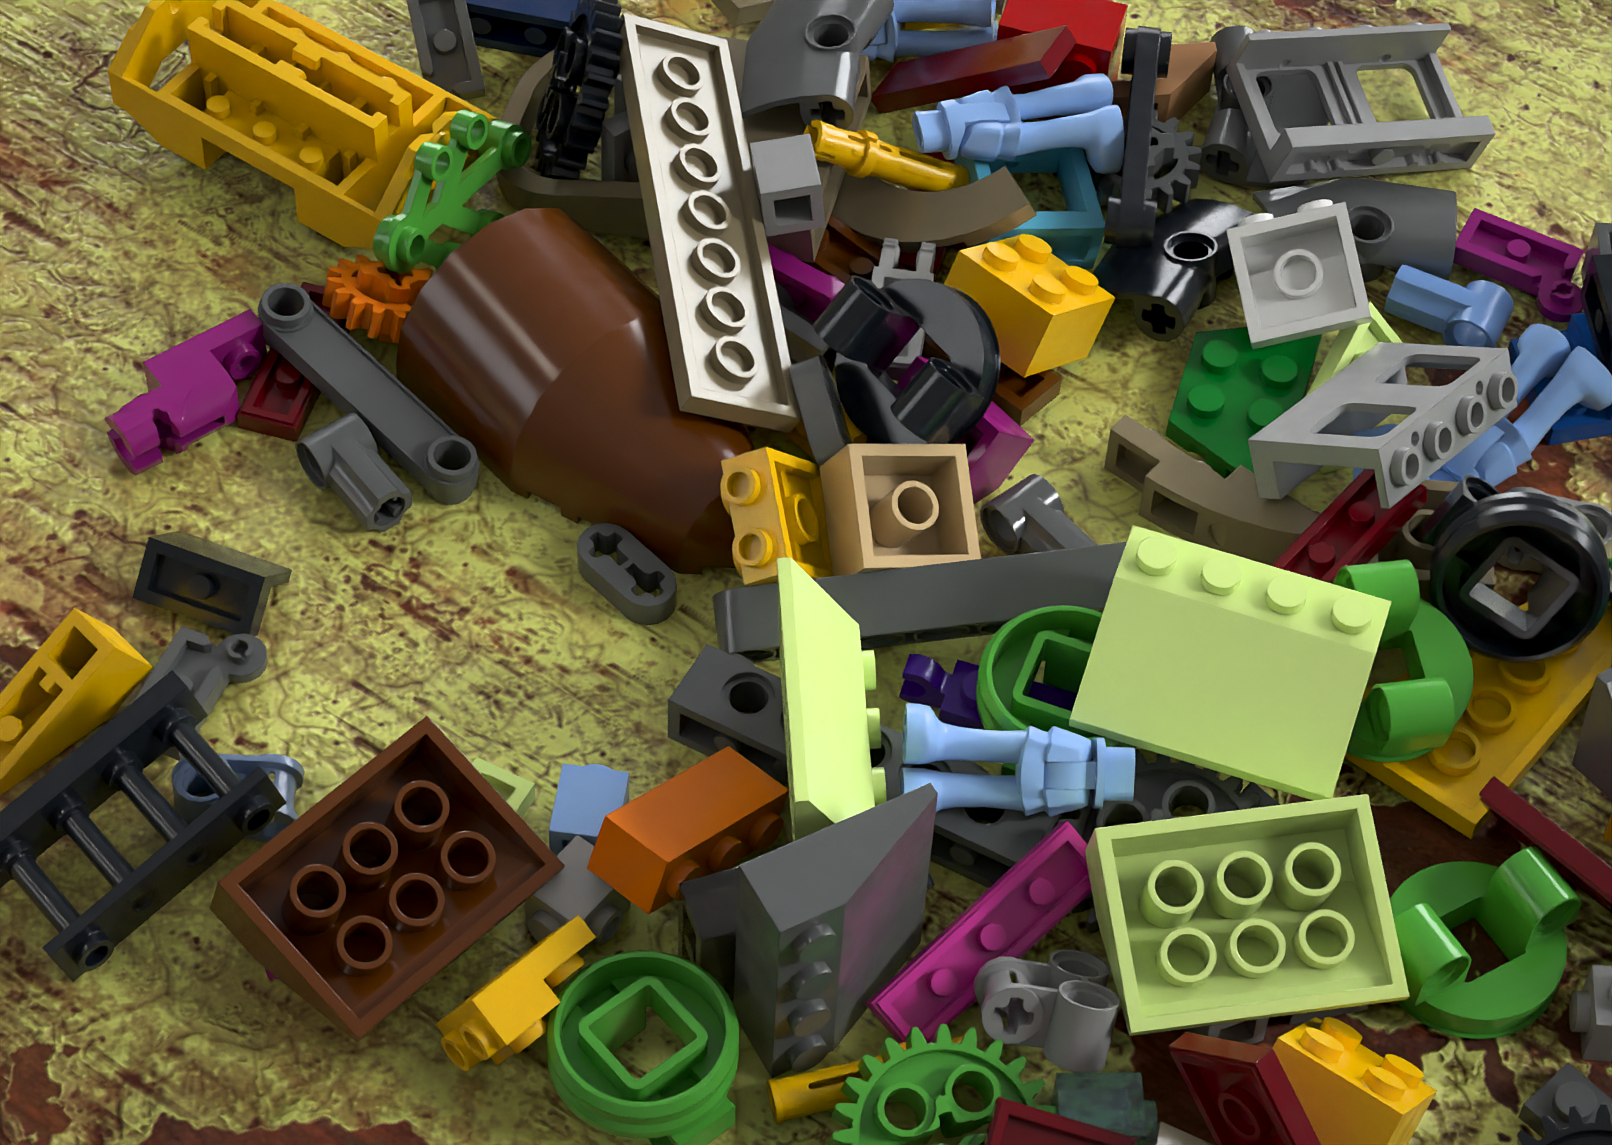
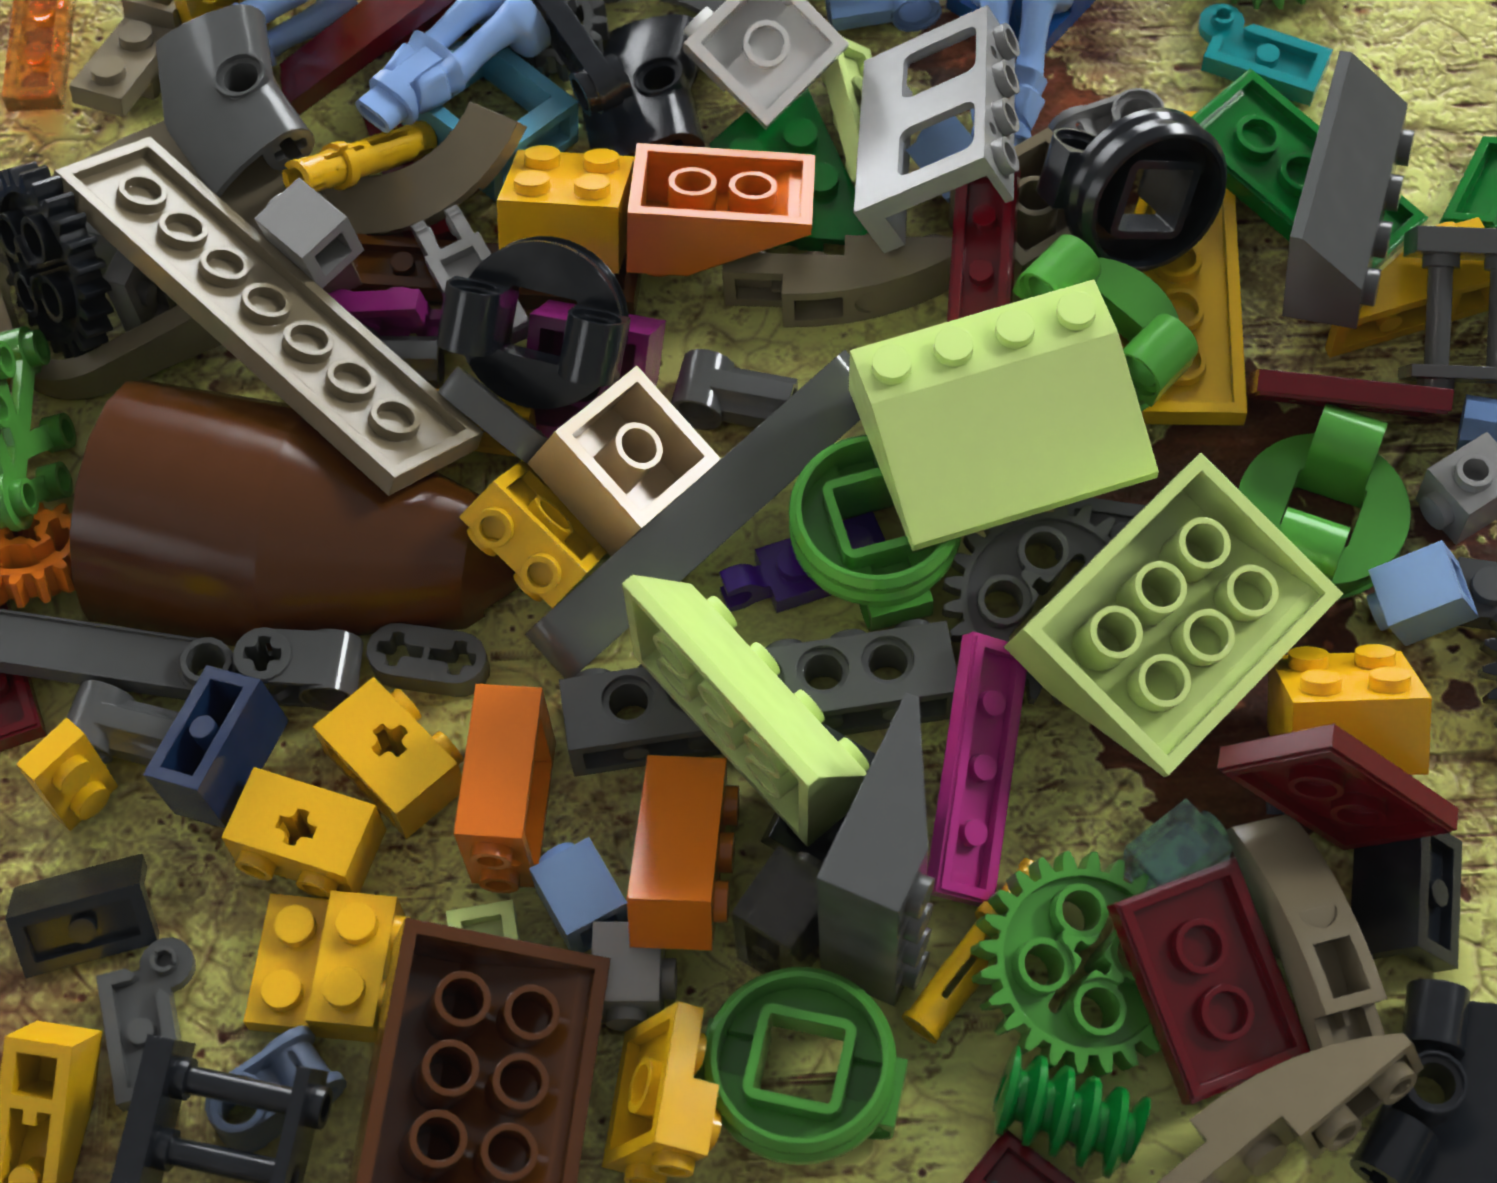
camera: 30 degrees left, 10 degrees up
(279, 467) = (68, 775): none -> yellow plate
(347, 725) = (323, 964): none -> yellow plate
(406, 522) = (214, 745): none -> dark blue brick
(419, 632) = (281, 810): none -> yellow brick
(521, 511) = (305, 665): none -> dark grey piece
(534, 621) = (405, 787): none -> yellow brick
(597, 690) = (505, 786): none -> orange window
(1051, 1006) = (1078, 792): light grey piece -> none
(1052, 768) = (928, 601): light blue piece -> none
(1140, 368) = (713, 206): none -> orange slope
(1501, 1063) = (1421, 594): none -> light blue brick

